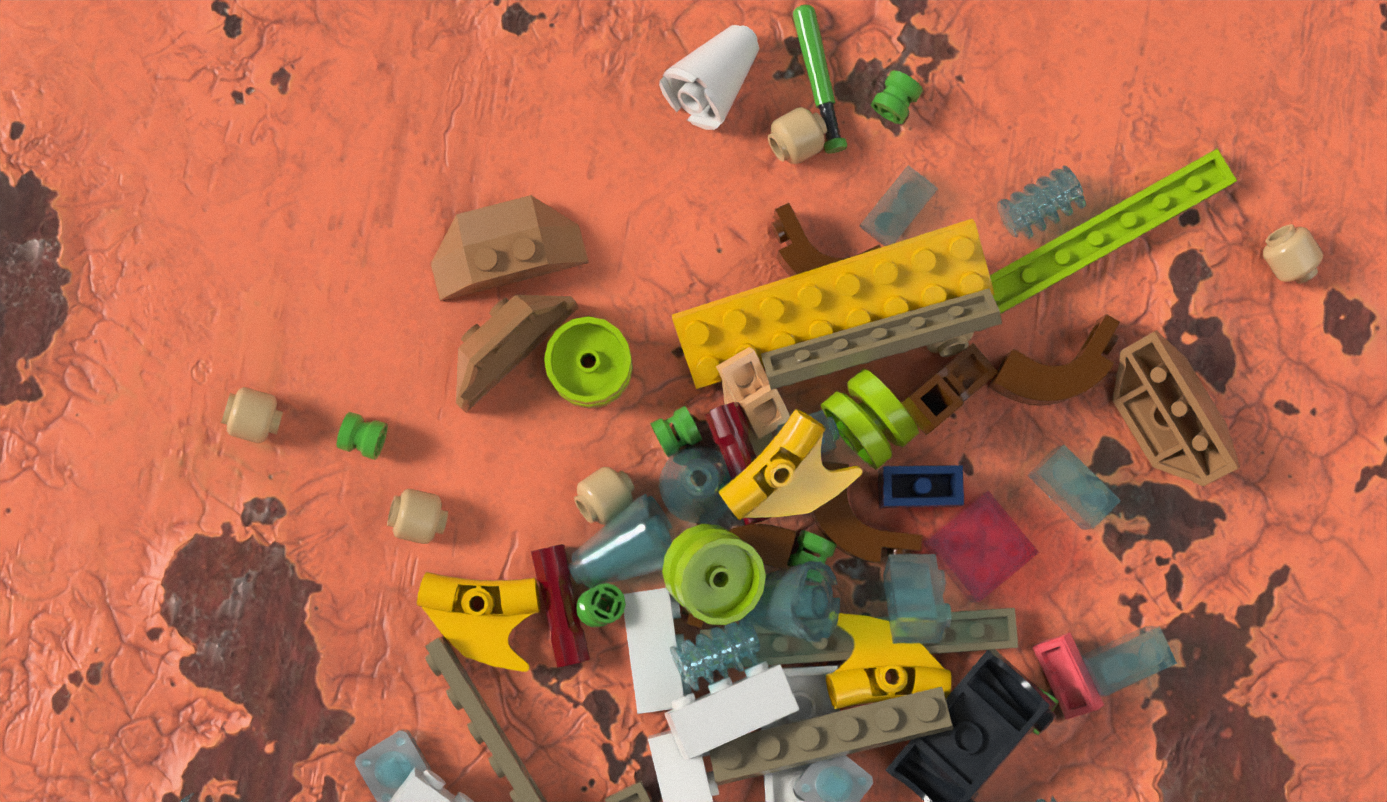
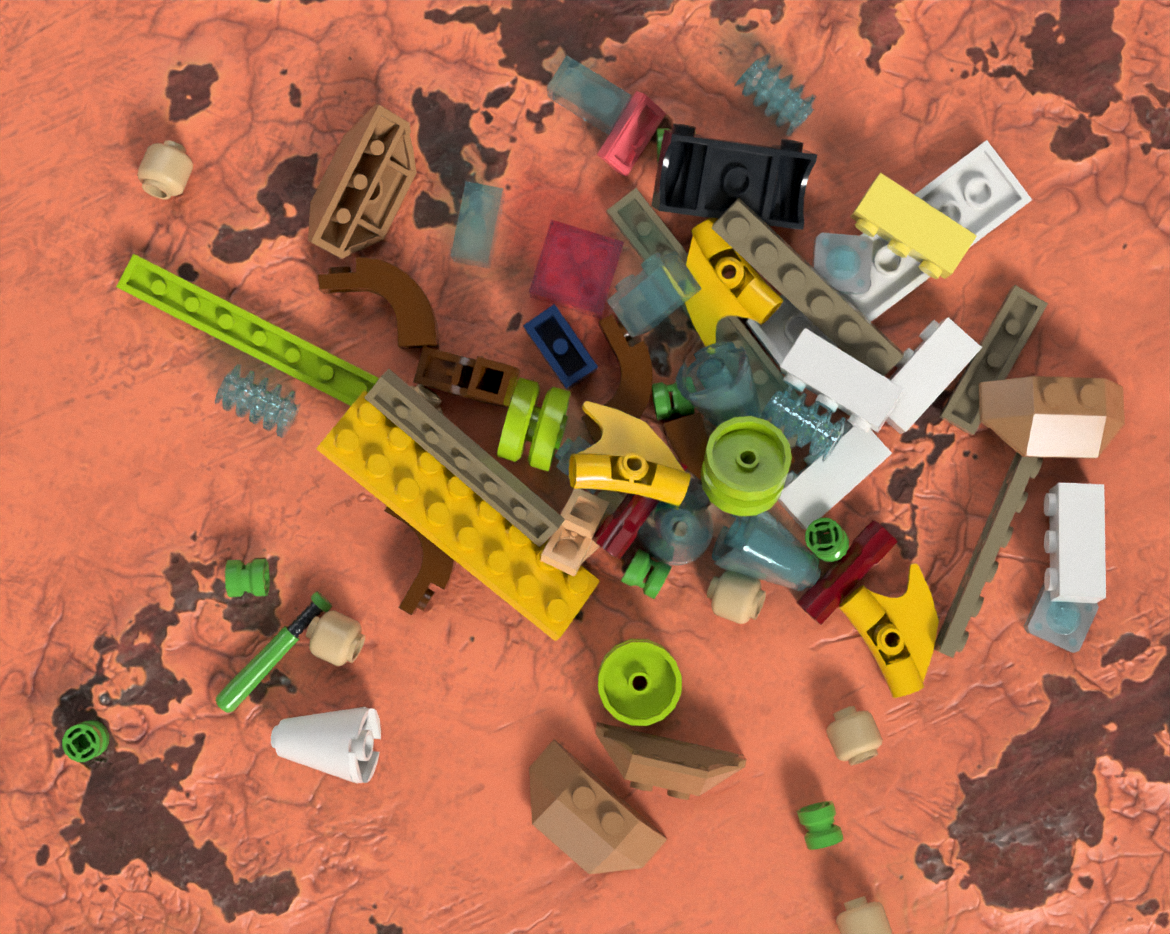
camera: 120 degrees left, 5 degrees up
(898, 207) = (339, 515): clear light blue plate -> none

